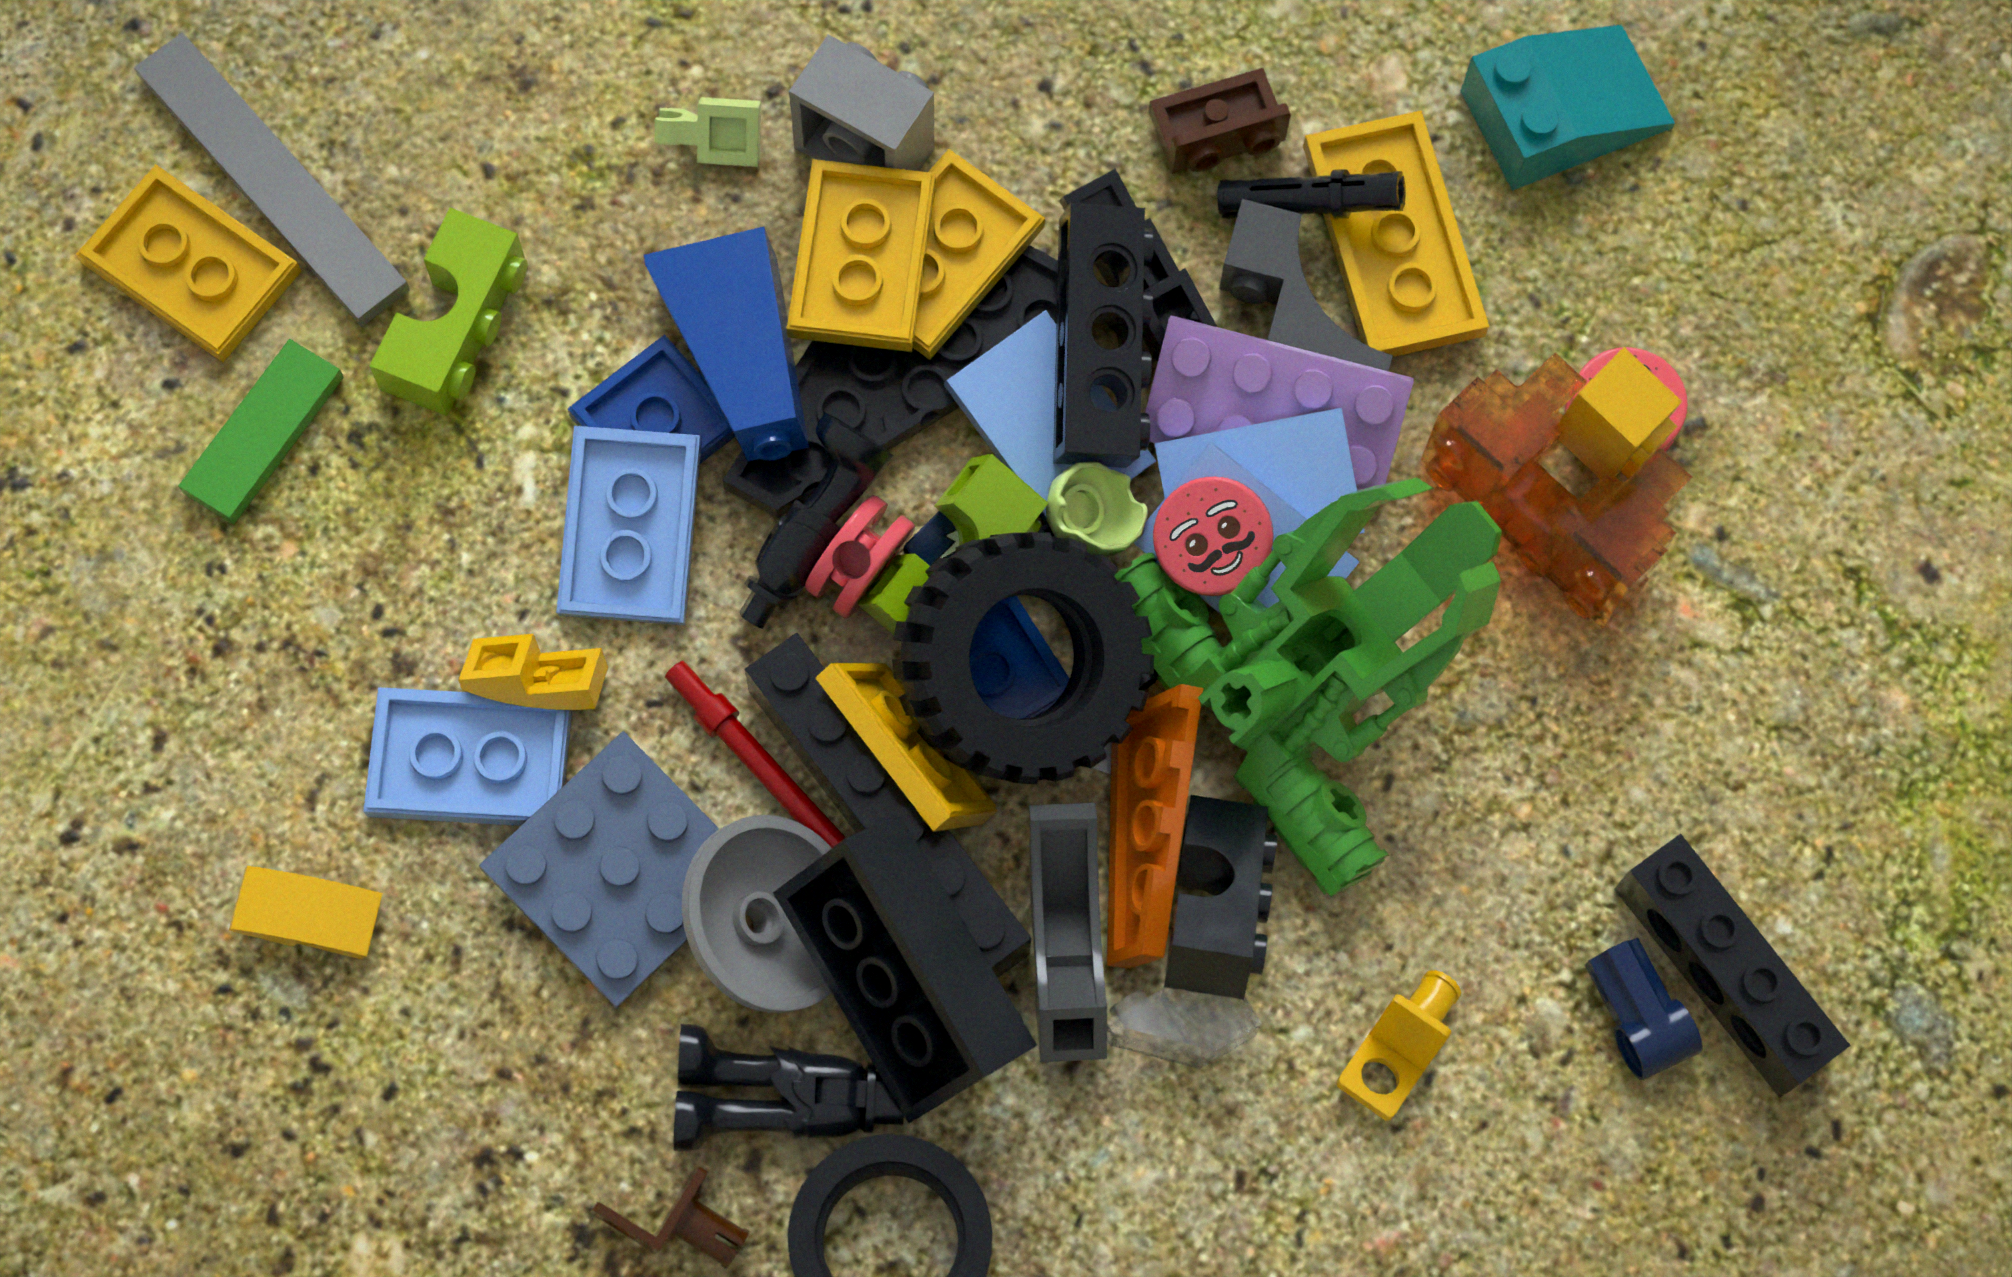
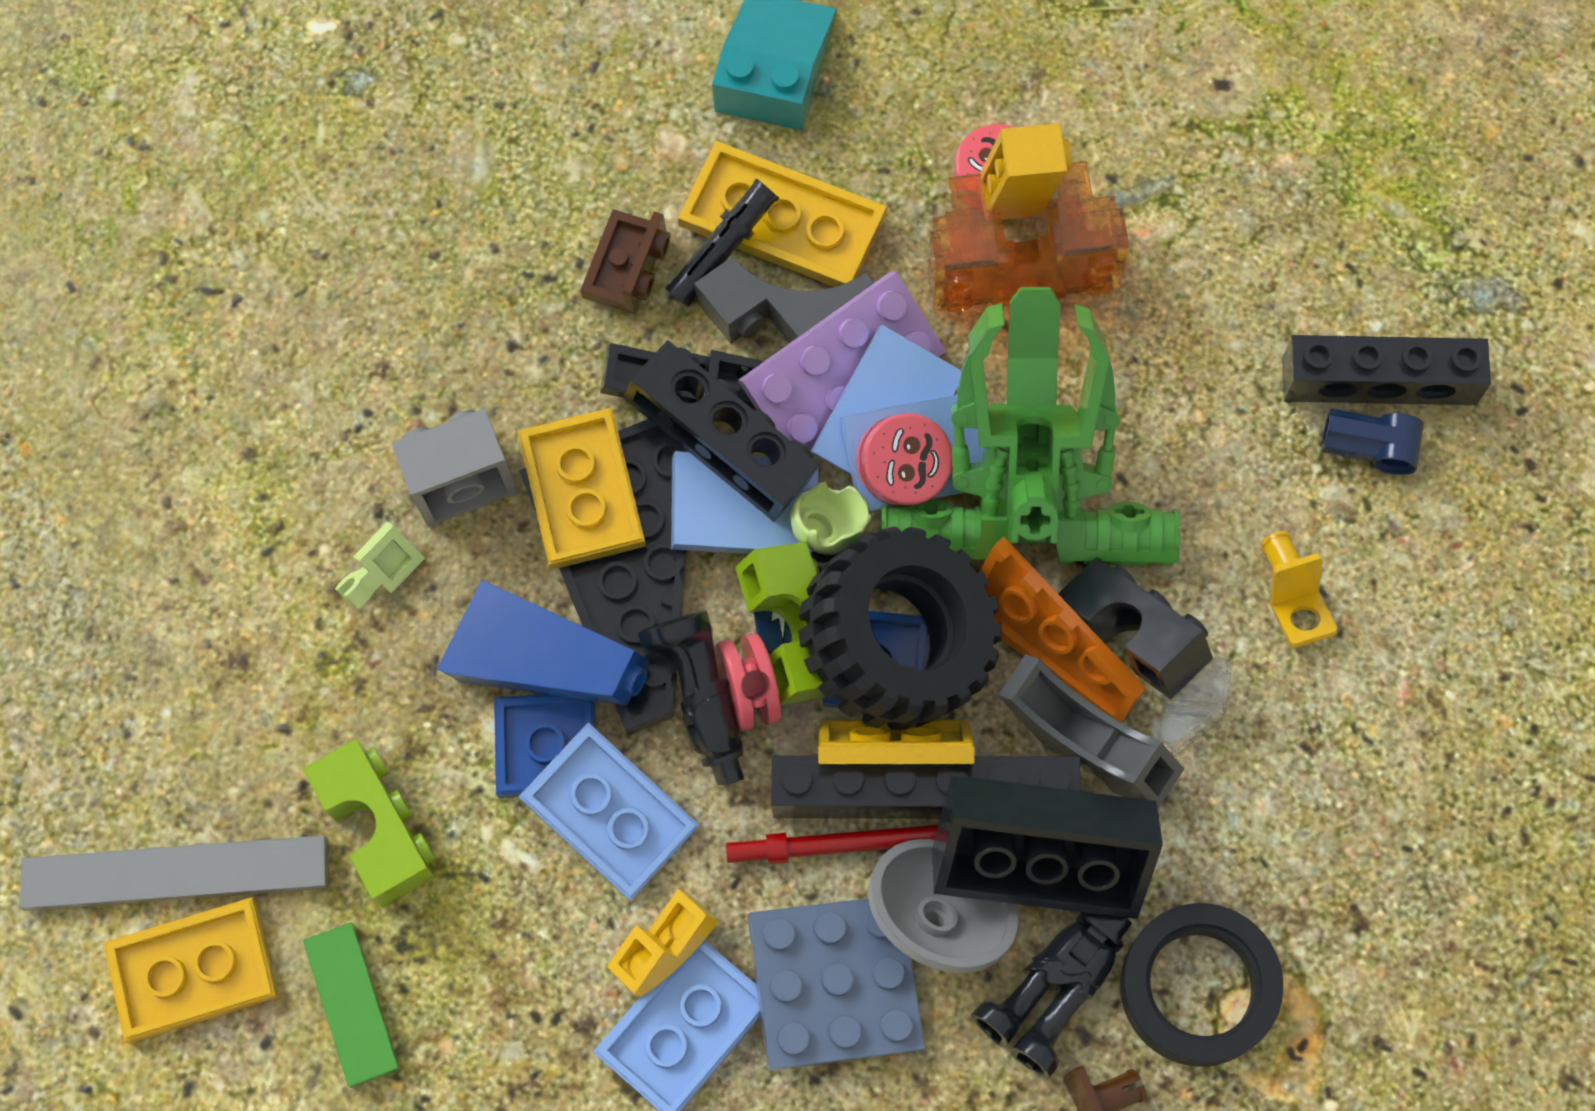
camera: 45 degrees left, 0 degrees up
(861, 255) = (549, 534): yellow tile -> none

